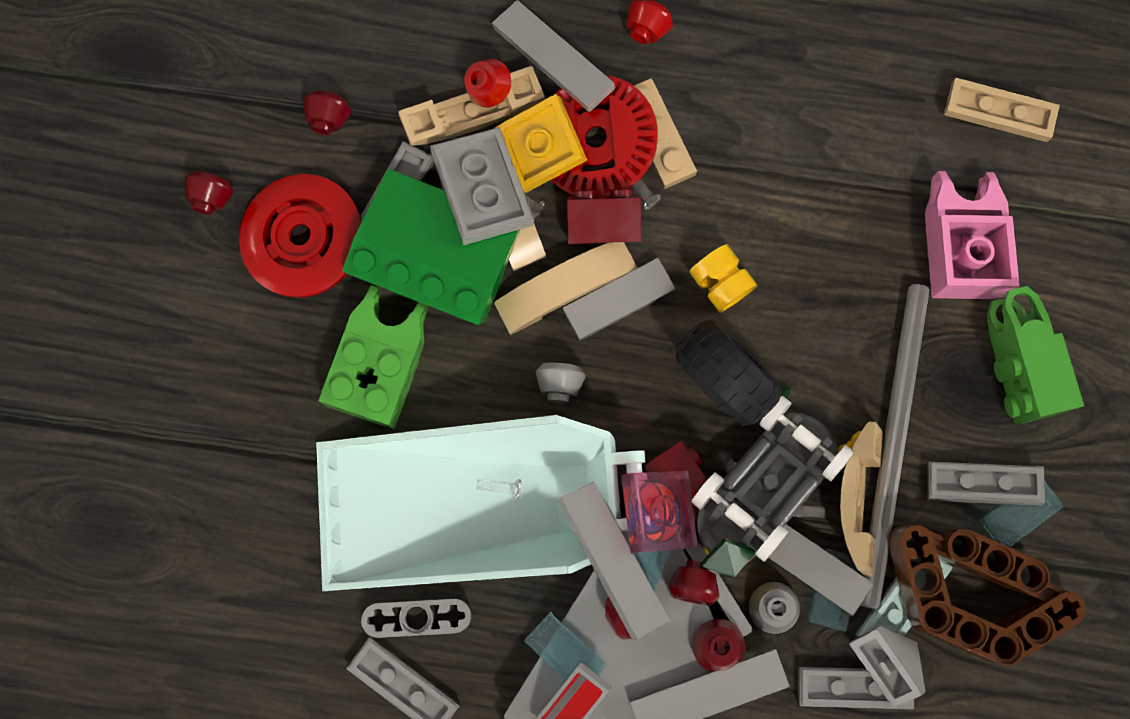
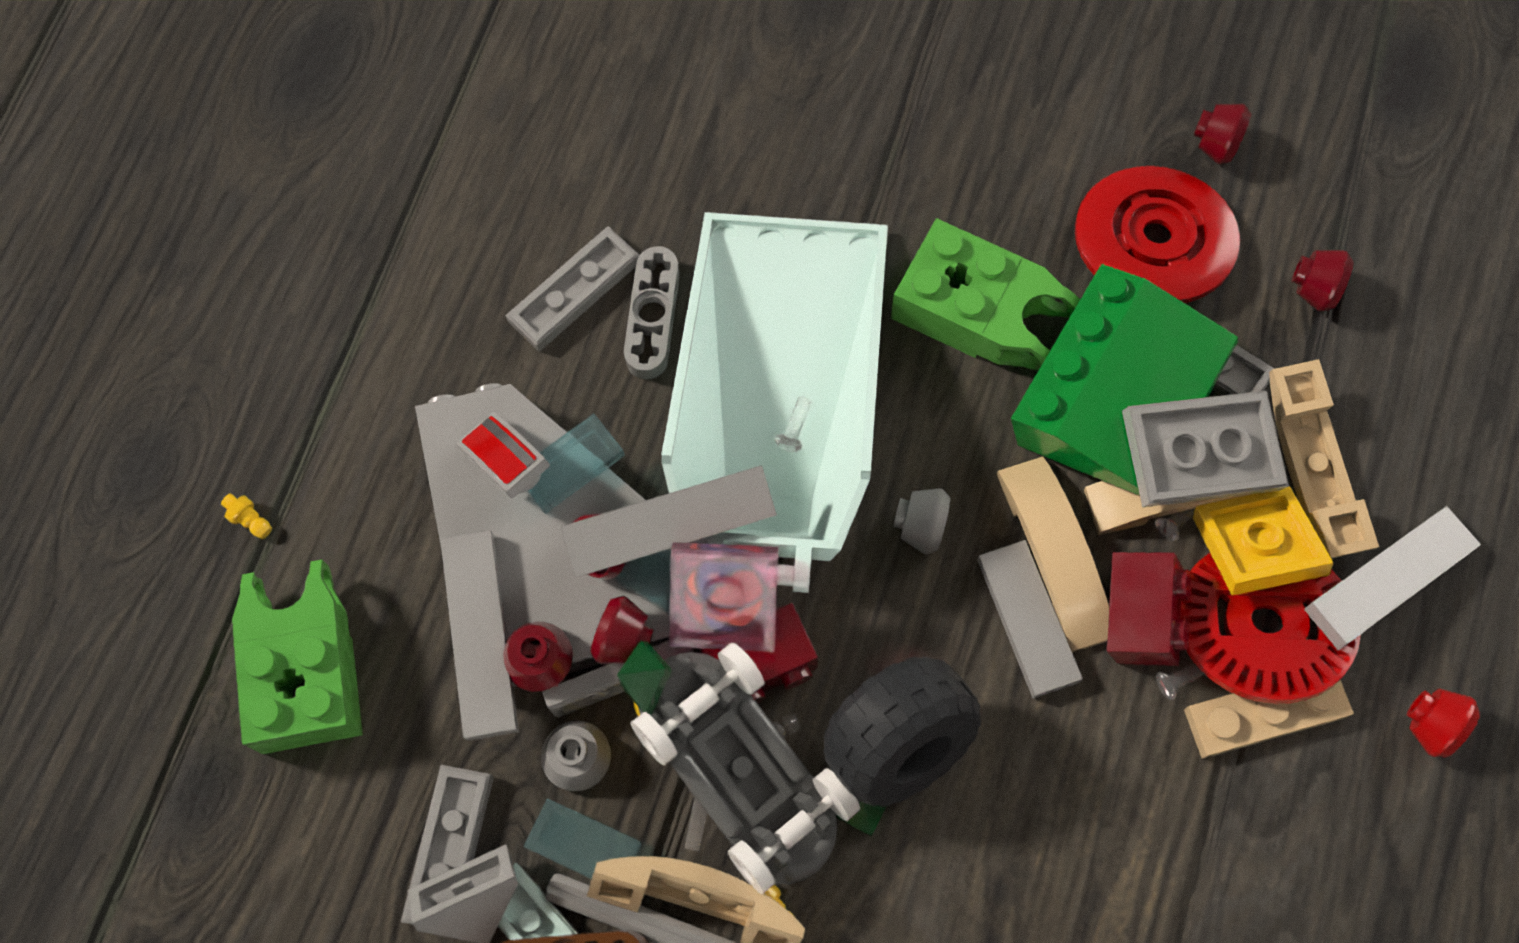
camera: 105 degrees right, 10 degrees down
(488, 82) = (1356, 479): red cone -> none
(723, 278) = (1044, 759): yellow wheel -> none
(821, 571) = (613, 820): light grey tile -> none

